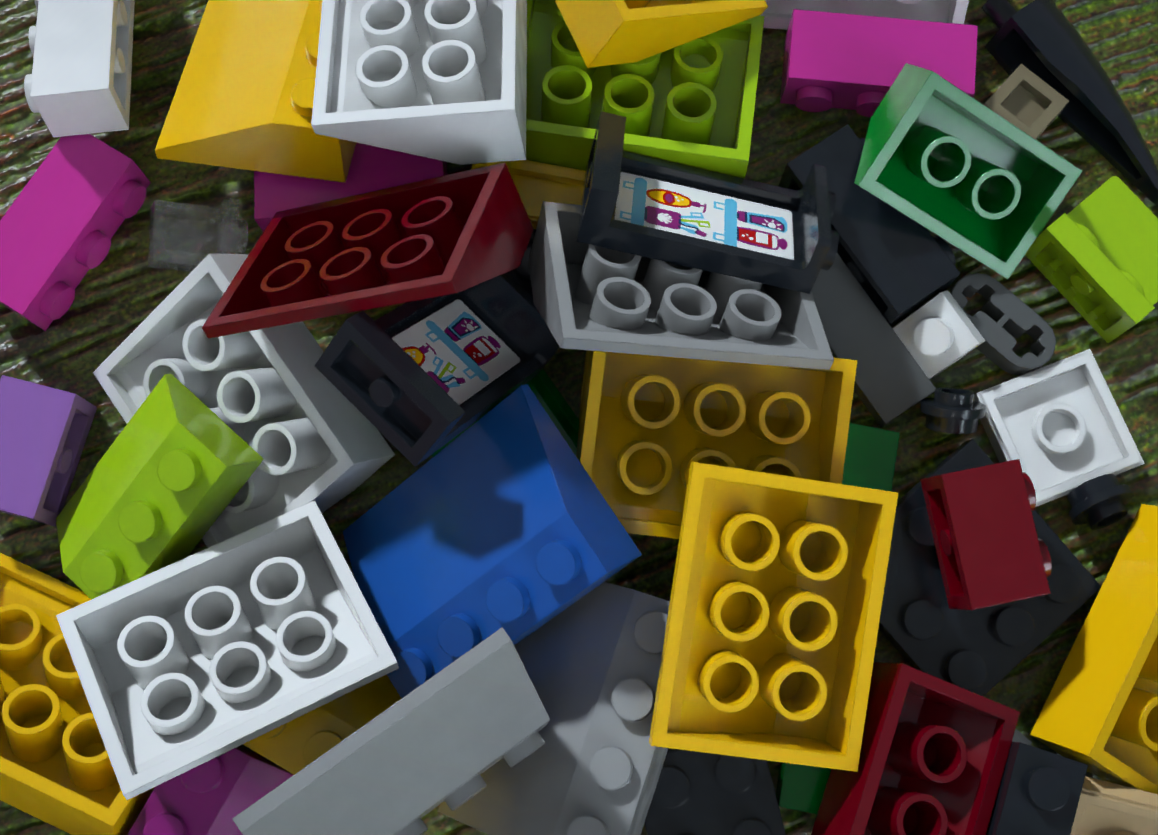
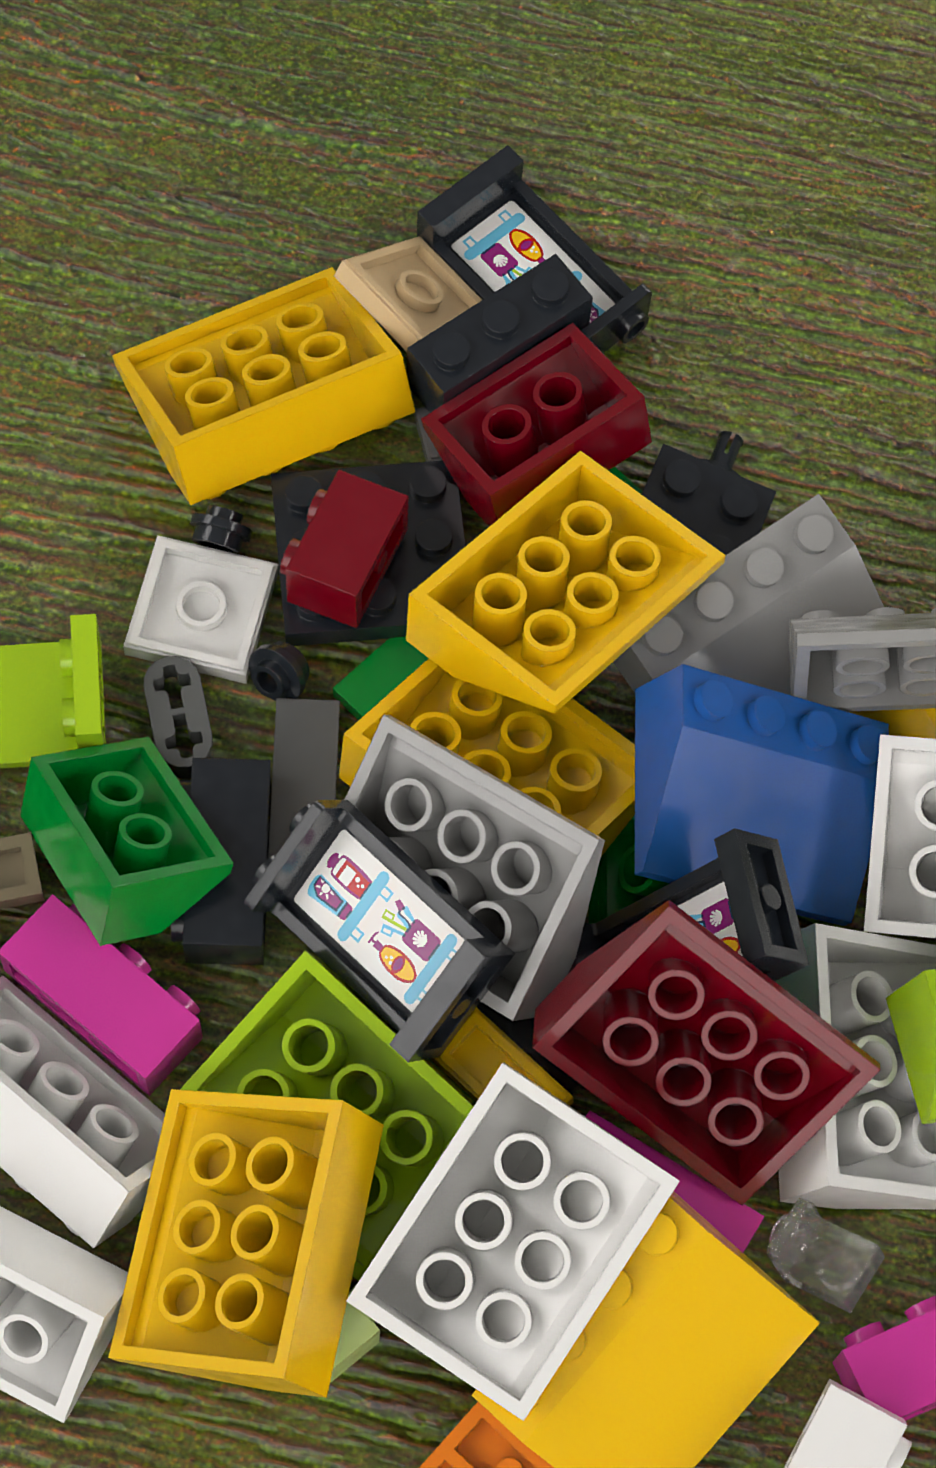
camera: 150 degrees left, 10 degrees down
(938, 334) = (239, 731): white plate -> none

